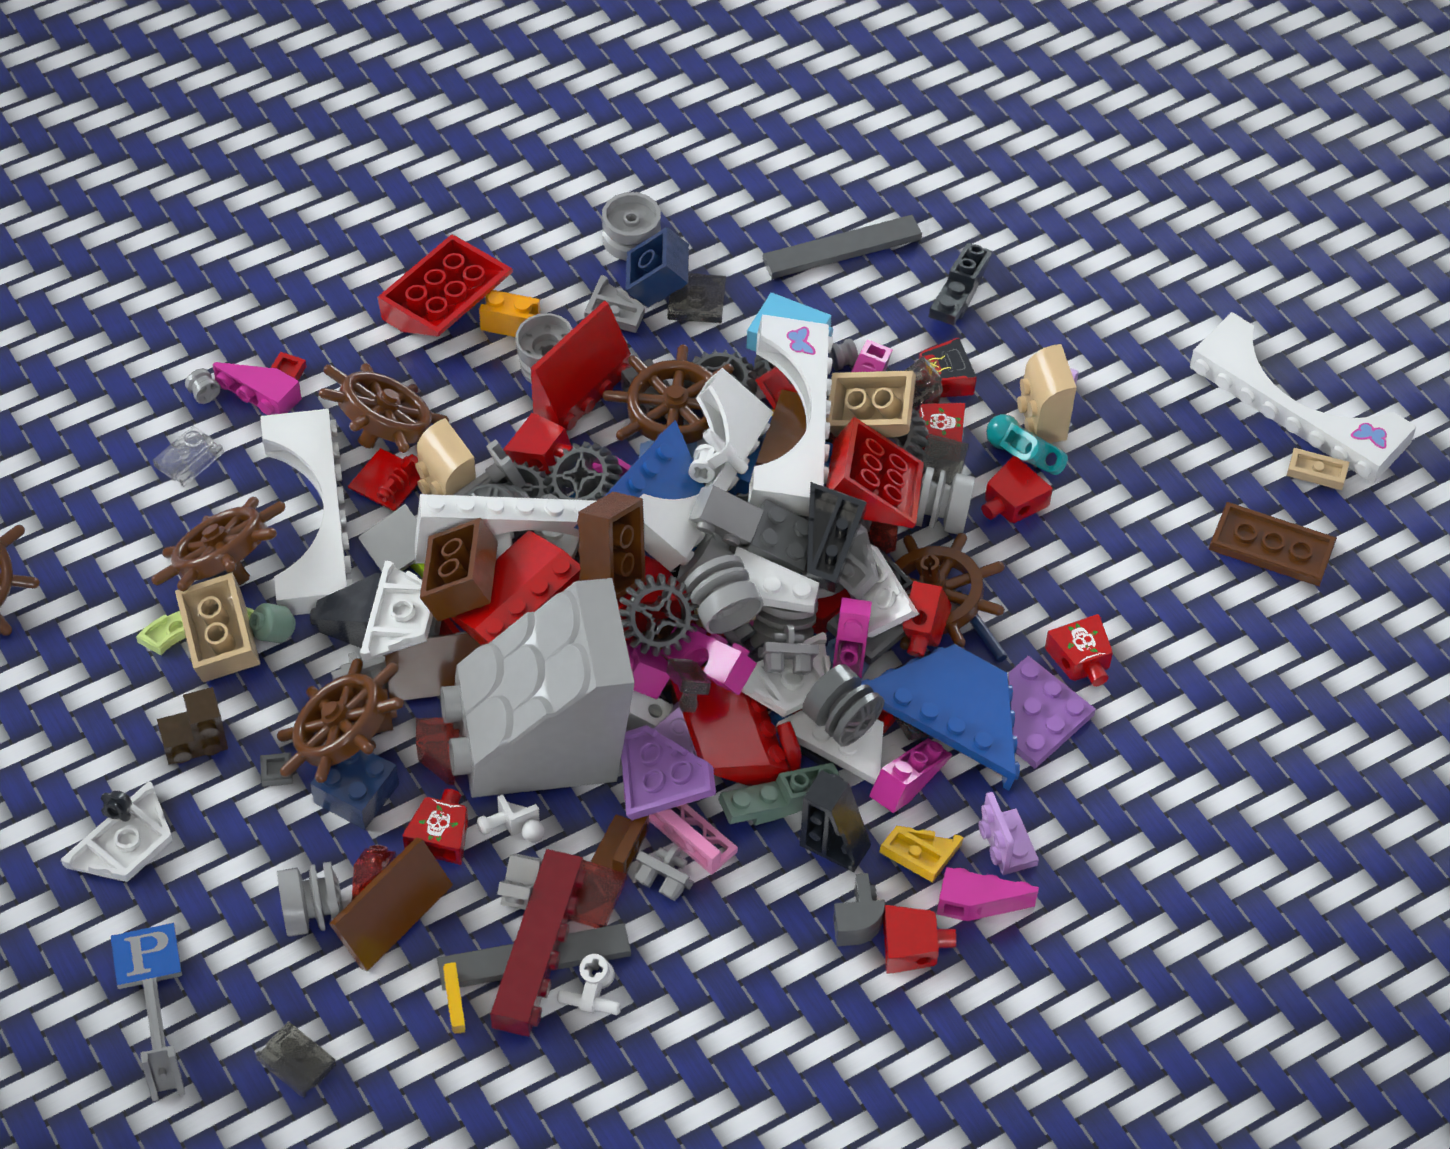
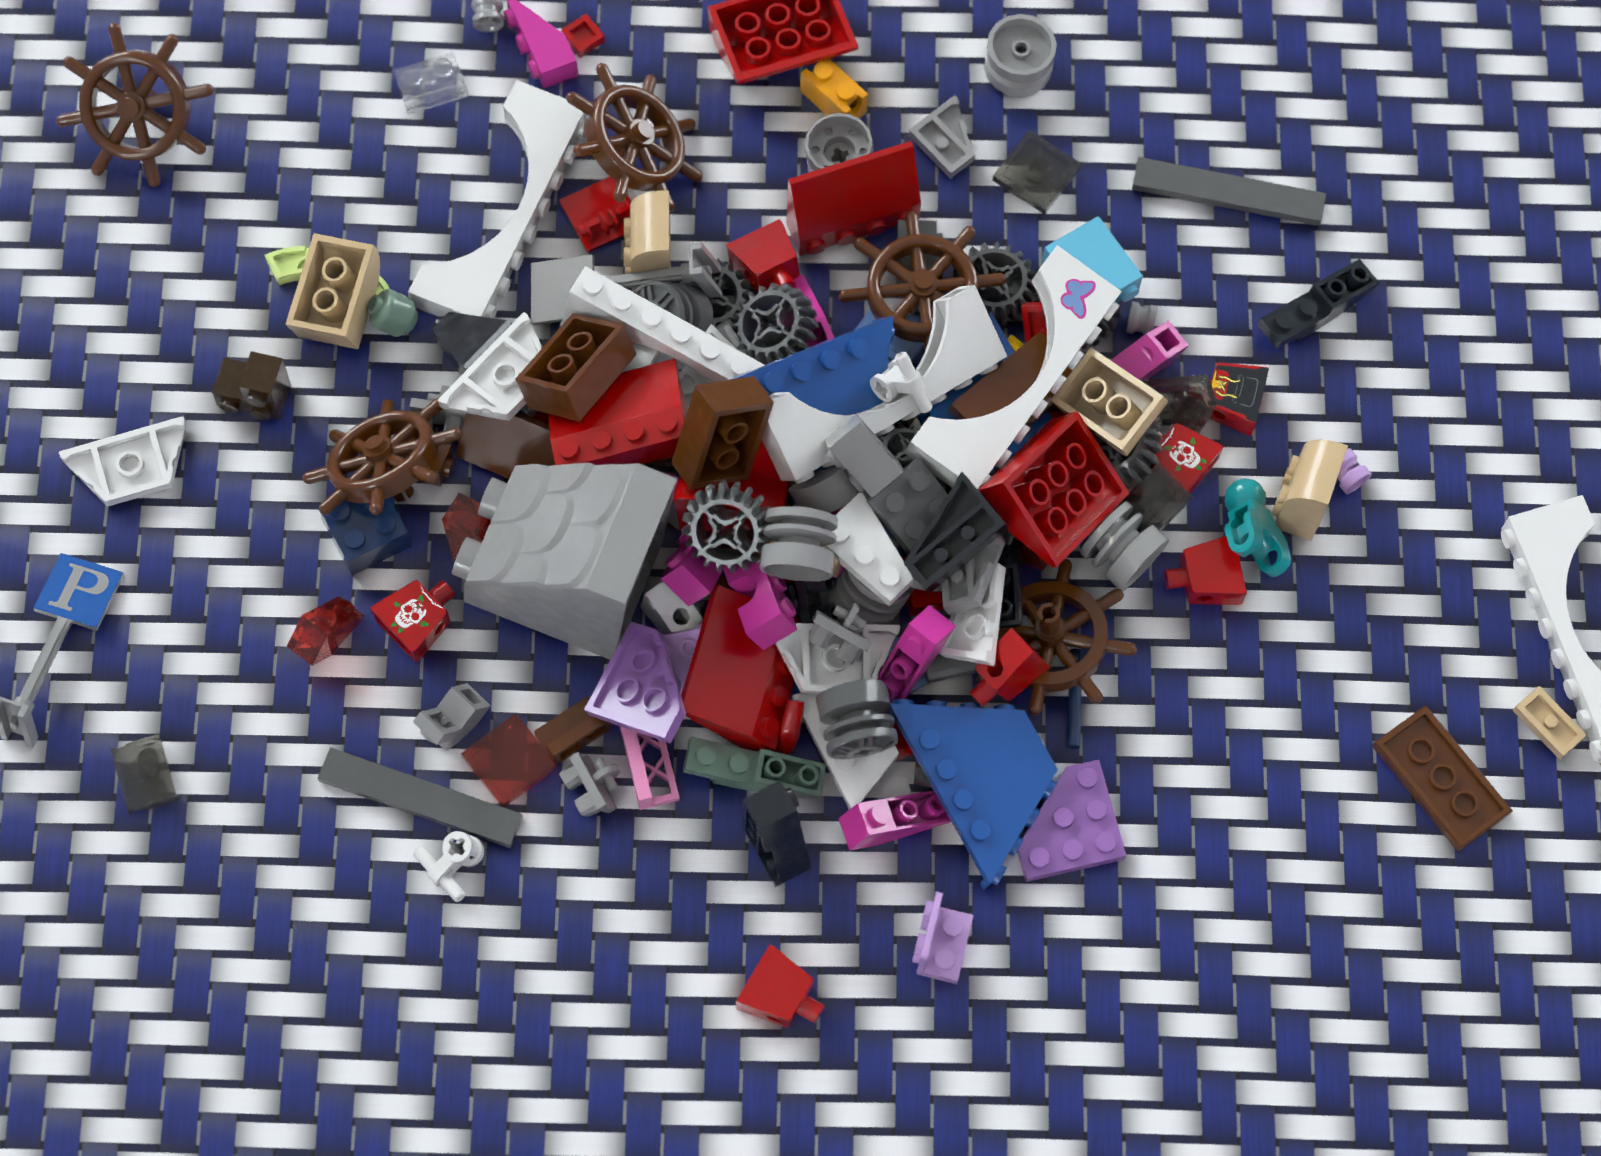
camera: 30 degrees right, 15 degrees up
(116, 805) = (134, 427): black plate -> none
(219, 544) = (387, 204): reddish brown piece -> none
(271, 768) = (305, 461): dark grey tile -> none
(308, 898) = (246, 624): light grey wheel -> none
(391, 904) = (317, 671): reddish brown tile -> none
(454, 998) = (316, 799): yellow tile -> none
(516, 819) = (491, 649): white piece -> none
(537, 943) = (425, 789): dark red brick -> none
(657, 267) = (1011, 120): dark blue brick -> none
(690, 680) = (718, 610): clear smoke piece -> none
(859, 920) = (744, 943): dark grey brick -> none
(920, 850) = (850, 904): yellow wing -> none
(978, 896) = (868, 983): dark pink slope -> none
(1081, 649) = (1156, 785): red torso -> none

